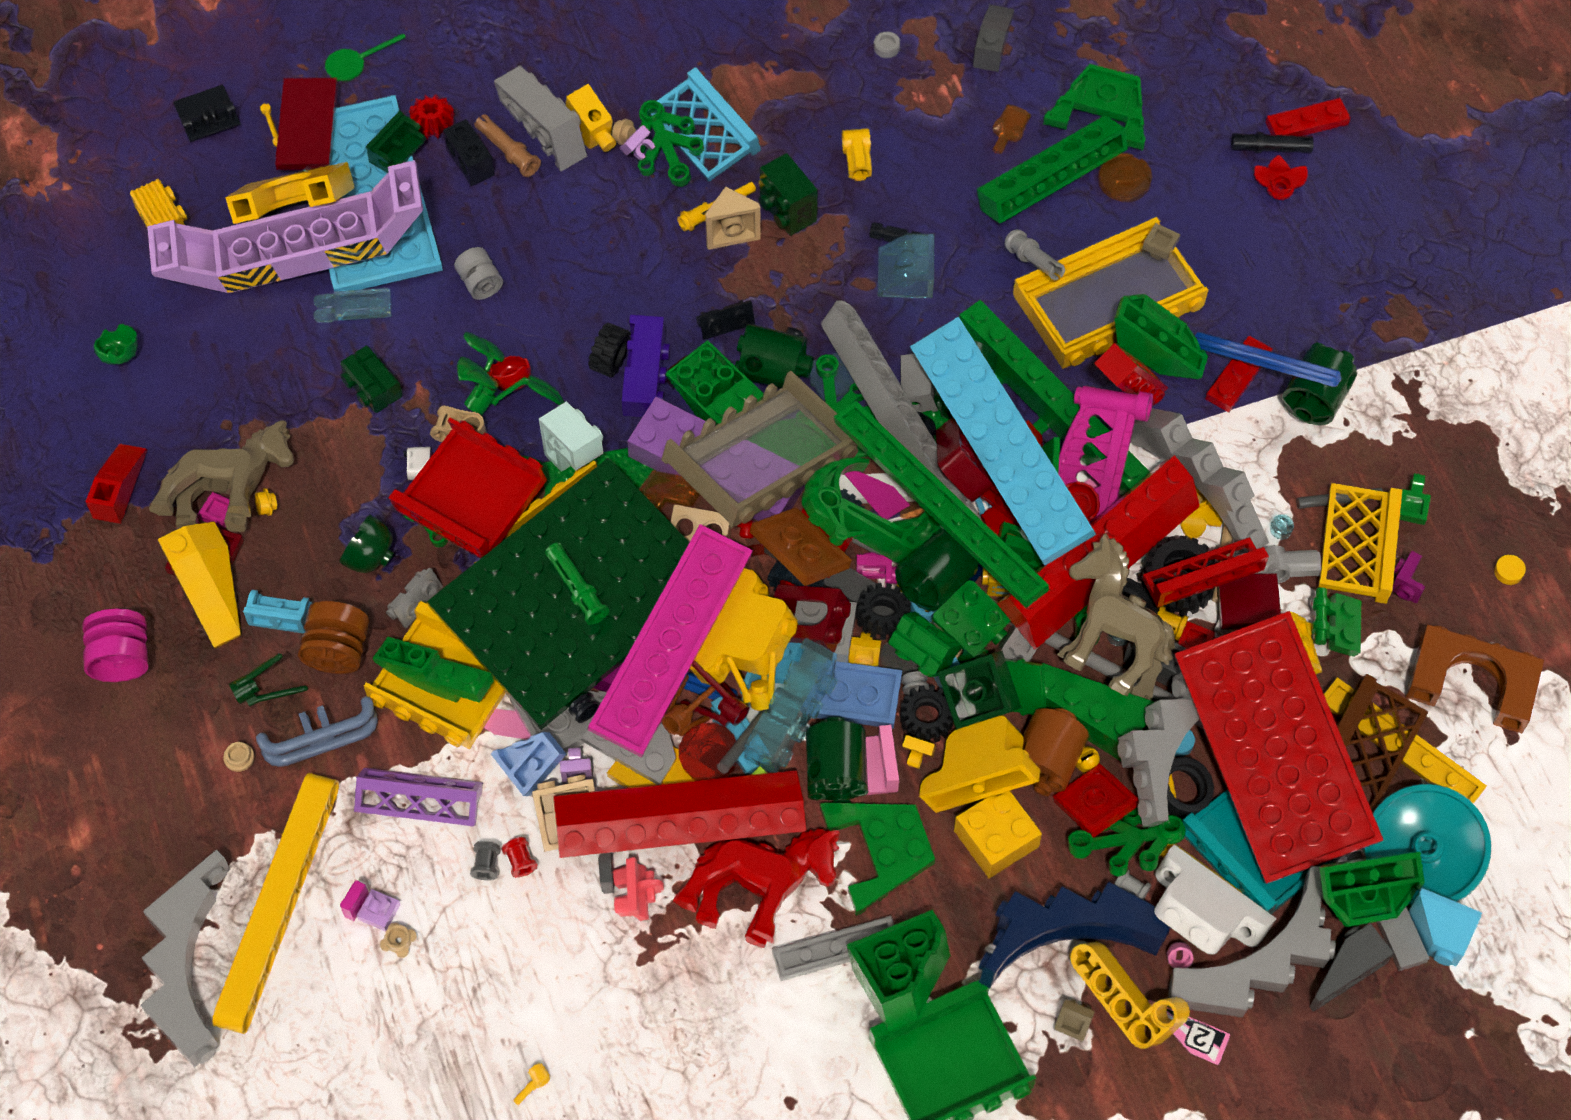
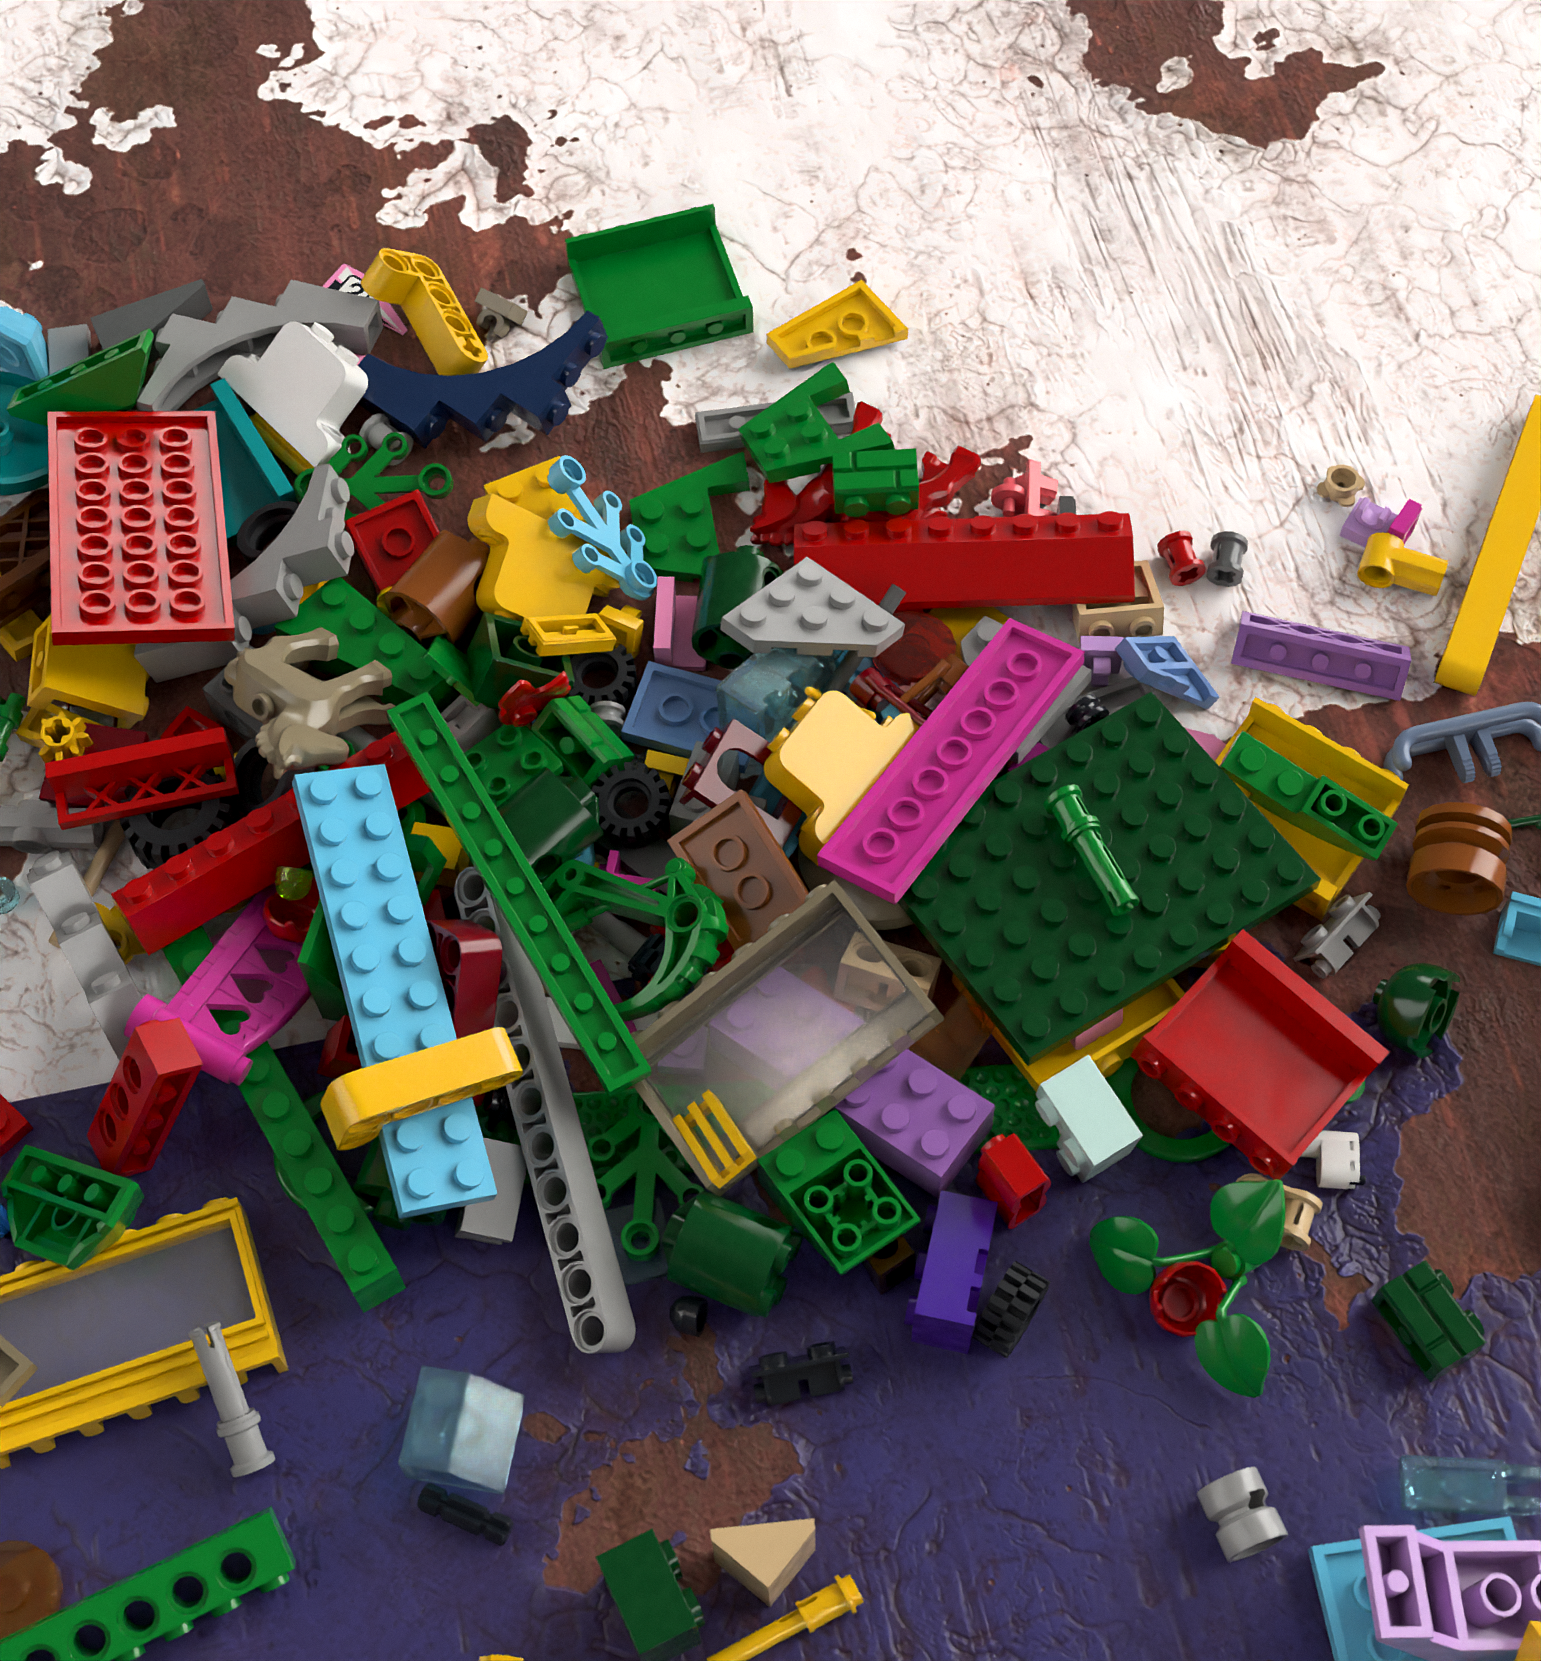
camera: 170 degrees left, 0 degrees up
(348, 868) = (1389, 563): none -> yellow piece
(540, 1078) = (1163, 322): yellow hand -> none
(613, 413) = (1012, 1179): none -> red brick
(749, 852) = (875, 481): none -> green brick
(781, 730) = (811, 613): none -> light grey plate
(794, 393) = (698, 1116): none -> yellow tile
(797, 1040) = (837, 327): none -> yellow wing
(818, 907) = (794, 437): none -> green wing
(901, 966) = (704, 356): green brick -> none
(915, 777) = (634, 575): none -> medium azure plant
(961, 645) = (523, 701): none -> red plate
(965, 370) = (415, 1083): none -> yellow beam
(970, 698) = (568, 634): none -> yellow tile
(1088, 509) = (293, 882): none -> clear neon green hinge
(1271, 597) = (61, 738): none -> yellow gear

